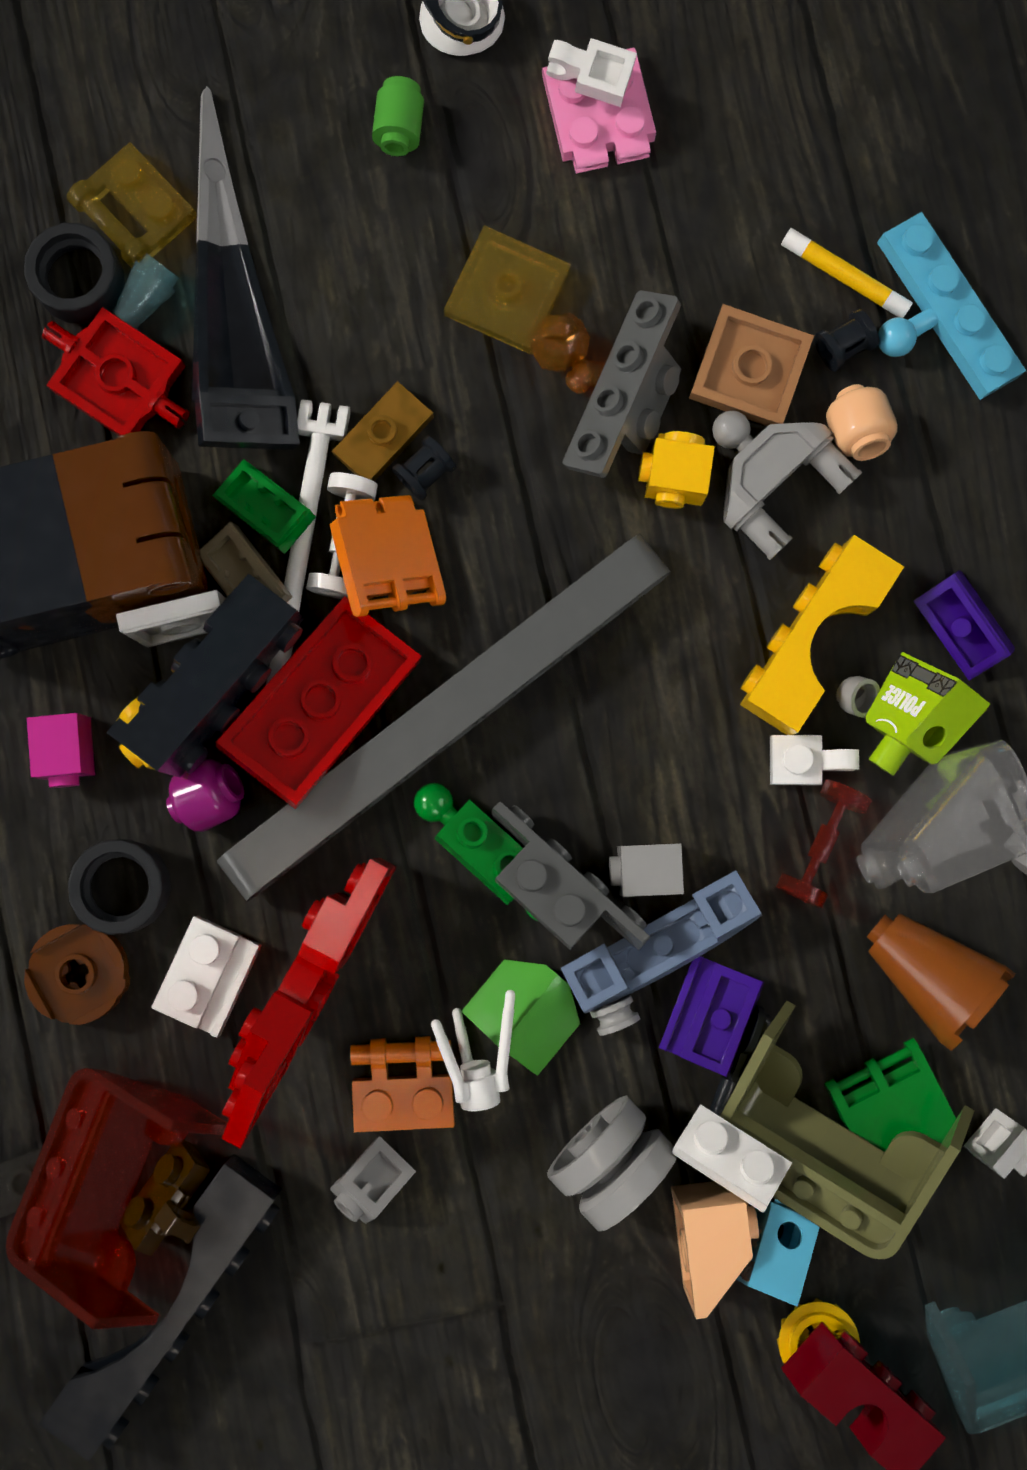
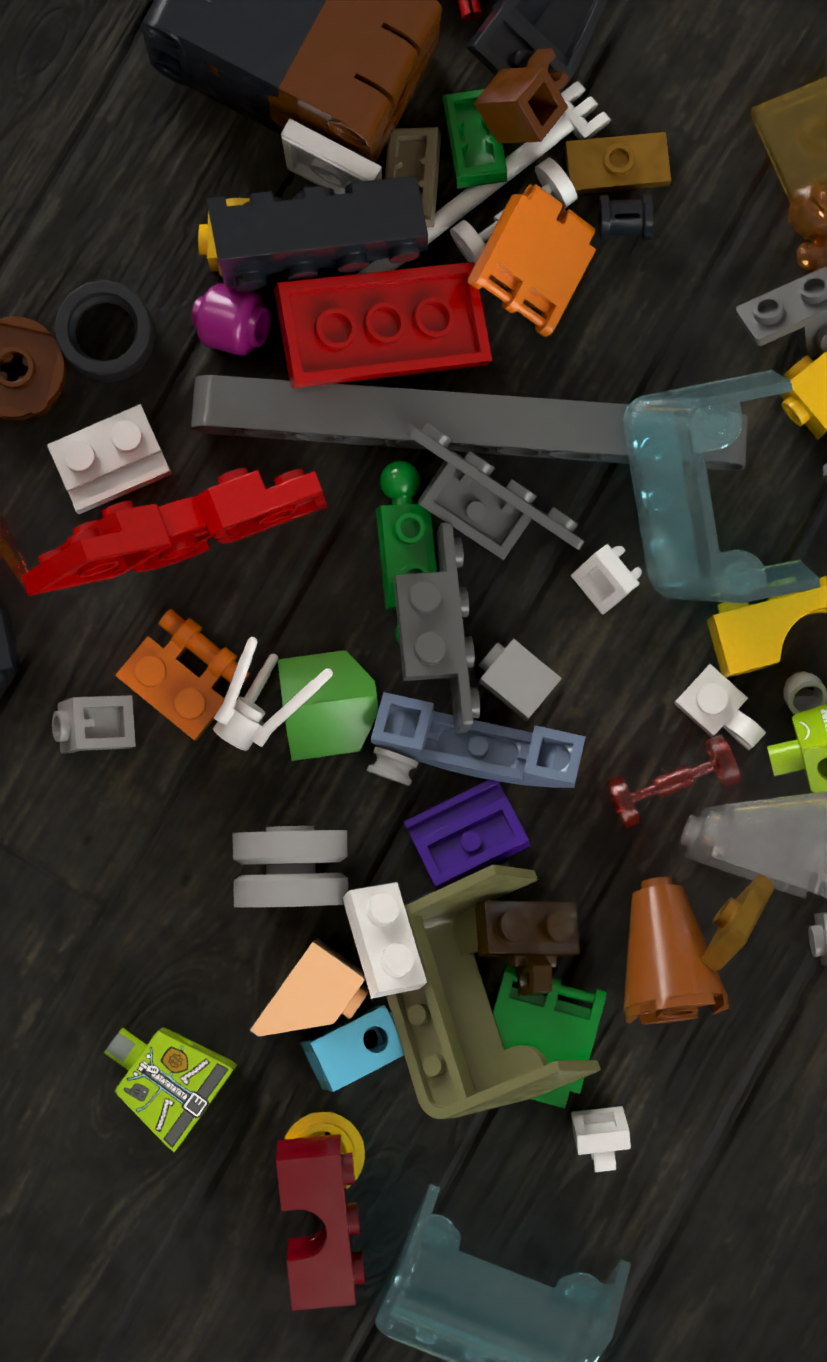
camera: 45 degrees right, 0 degrees up
(60, 748) = (154, 187): dark pink brick -> none
(277, 448) = (524, 101): none -> reddish brown brick
(508, 768) = (480, 504): none -> dark grey bracket
(611, 611) = (673, 495): none -> clear light blue windscreen
(645, 740) = (606, 578): none -> white tile
(662, 1395) = (168, 1081): none -> torso
(826, 1053) = (530, 937): none -> dark brown hinge
(970, 916) = (737, 922): none -> pearl gold plate

